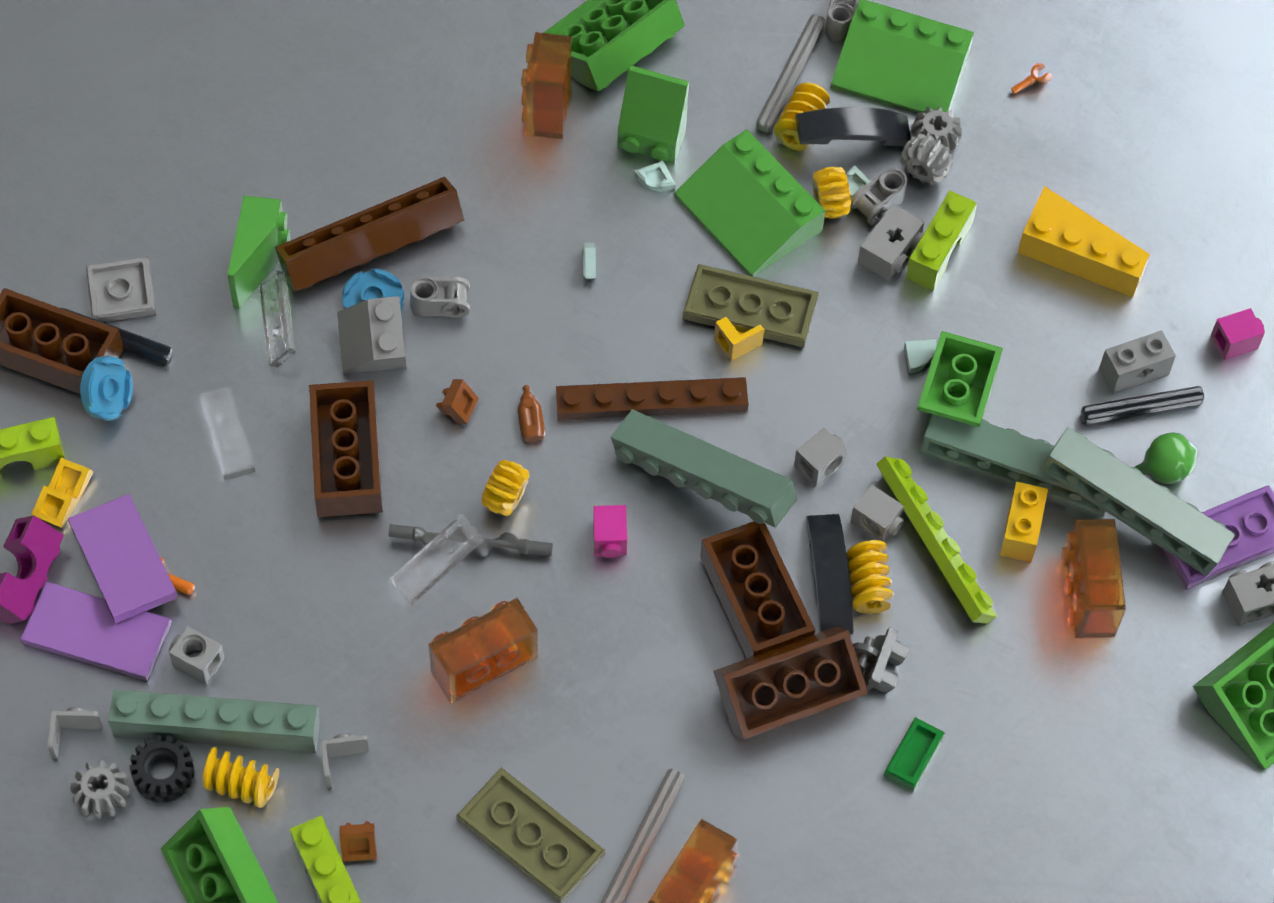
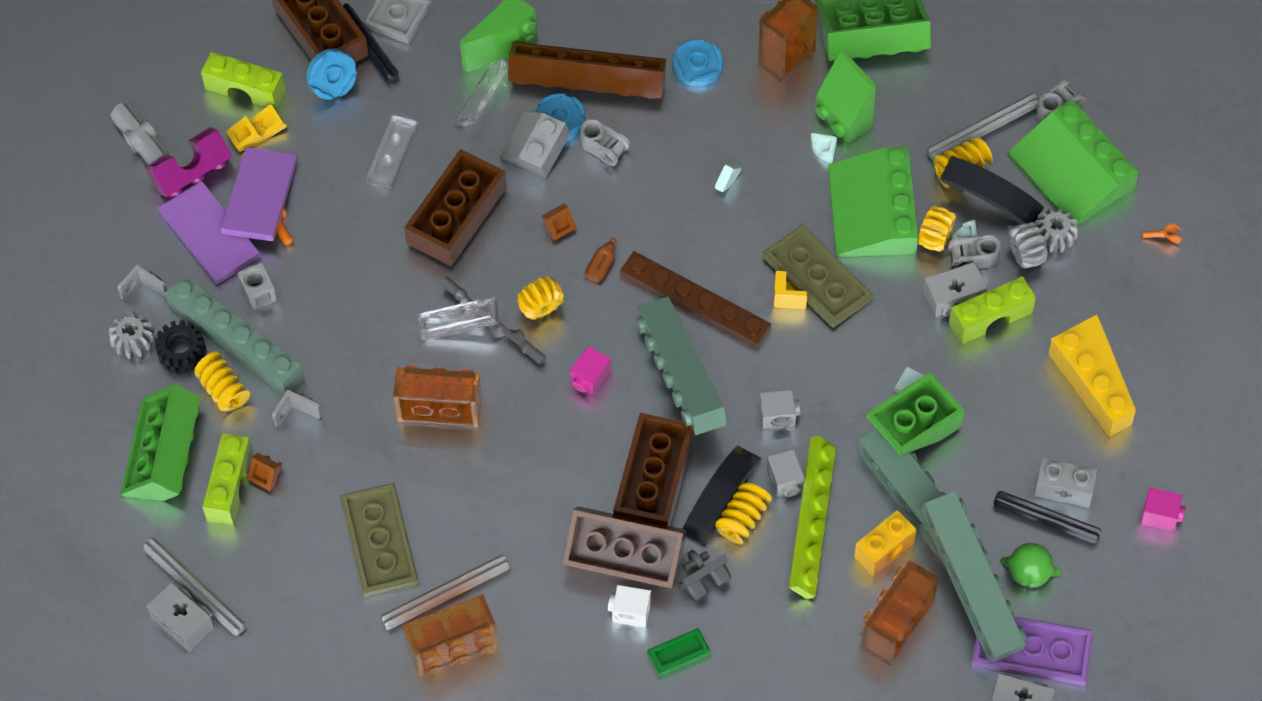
camera: 40 degrees right, 0 degrees up
(468, 165) = (697, 62): none -> dark azure tile
(836, 738) = (630, 606): none -> white brick

